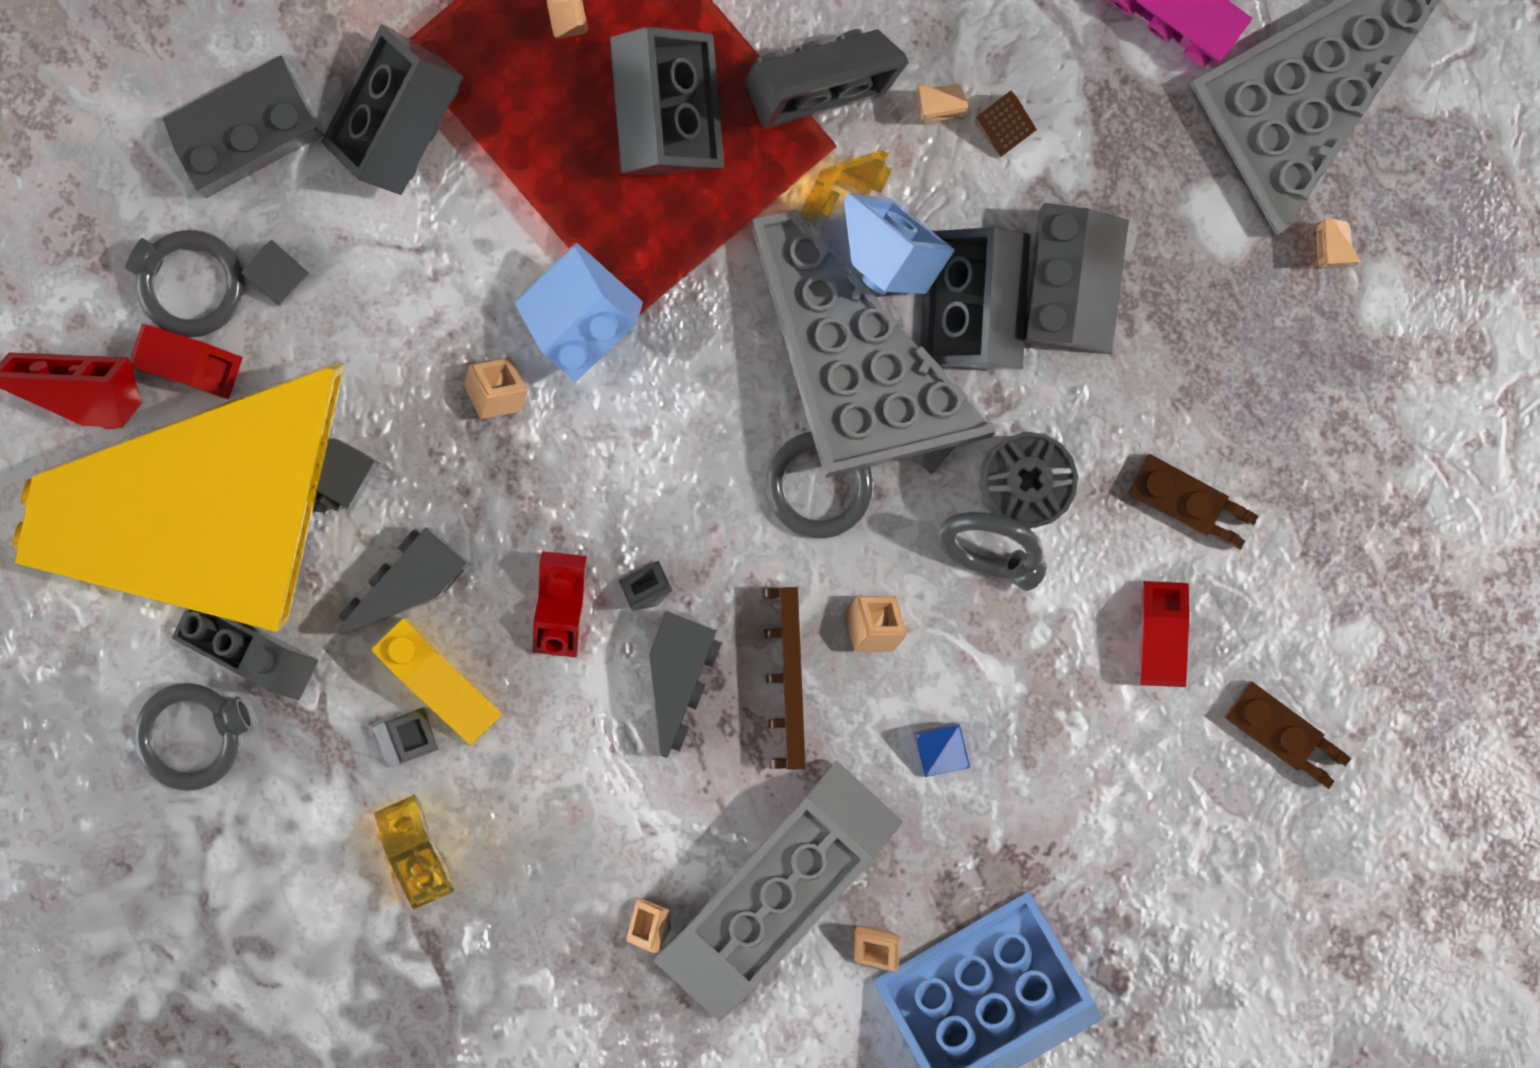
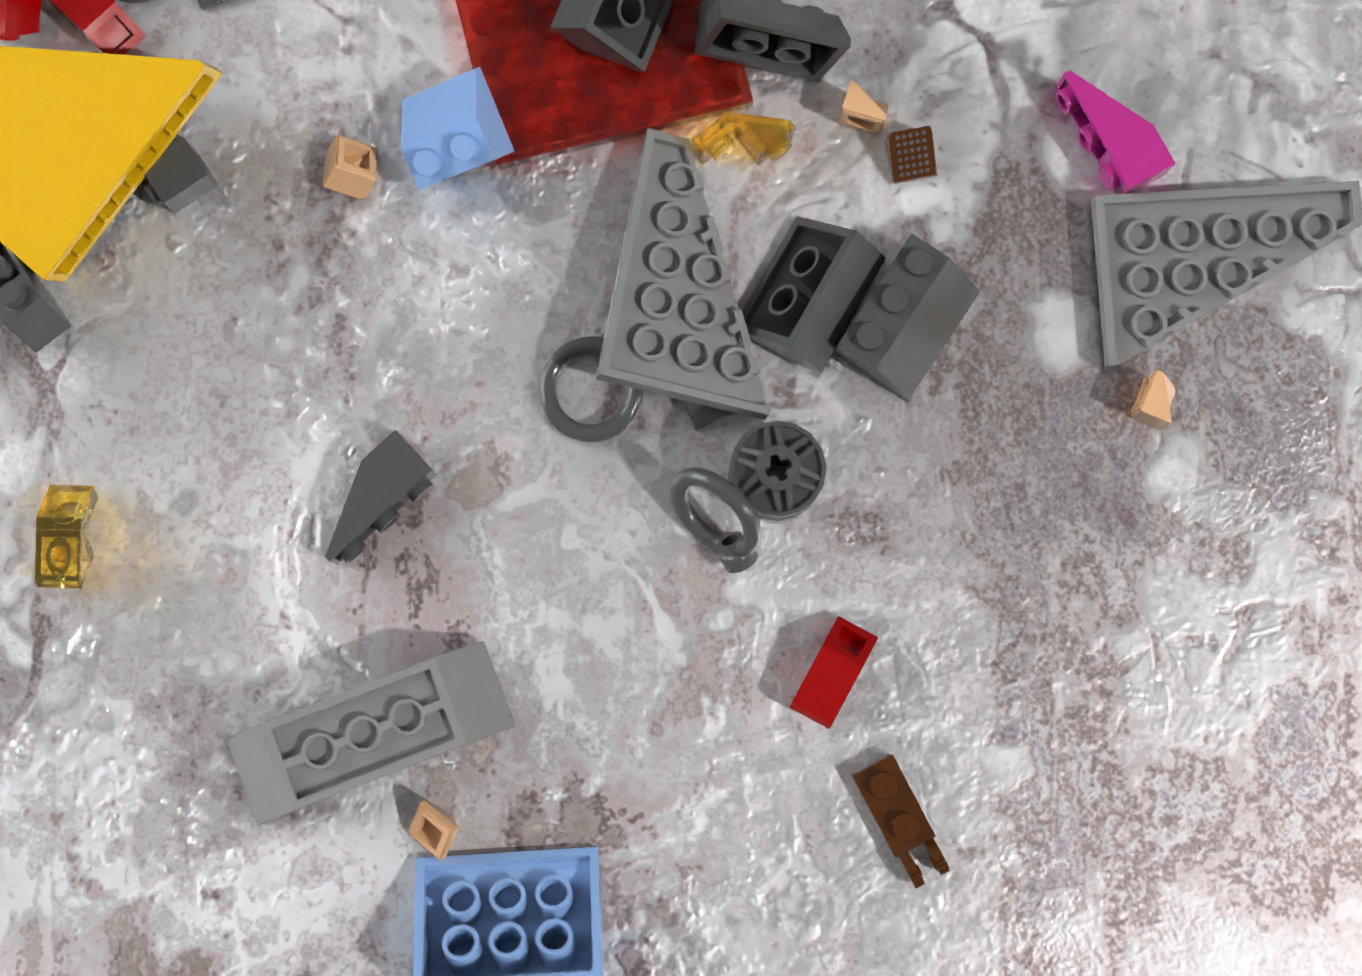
camera: 20 degrees right, 5 degrees down
(405, 737) = (114, 433): dark grey slope -> none
(417, 577) = (193, 296): dark grey slope -> none
(436, 680) = (164, 392): yellow slope -> none
(559, 604) = (310, 382): red slope -> none
(646, 587) = (391, 404): dark grey slope -> none
(649, 925) = (240, 707): light nougat slope -> none
(790, 677) = (479, 546): reddish brown hinge -> none
(875, 623) = (578, 536): light nougat slope -> none
(892, 246) = (757, 207): light blue slope -> none
(942, 750) = (582, 678): blue slope -> none
(1187, 500) = (913, 564): reddish brown hinge -> none

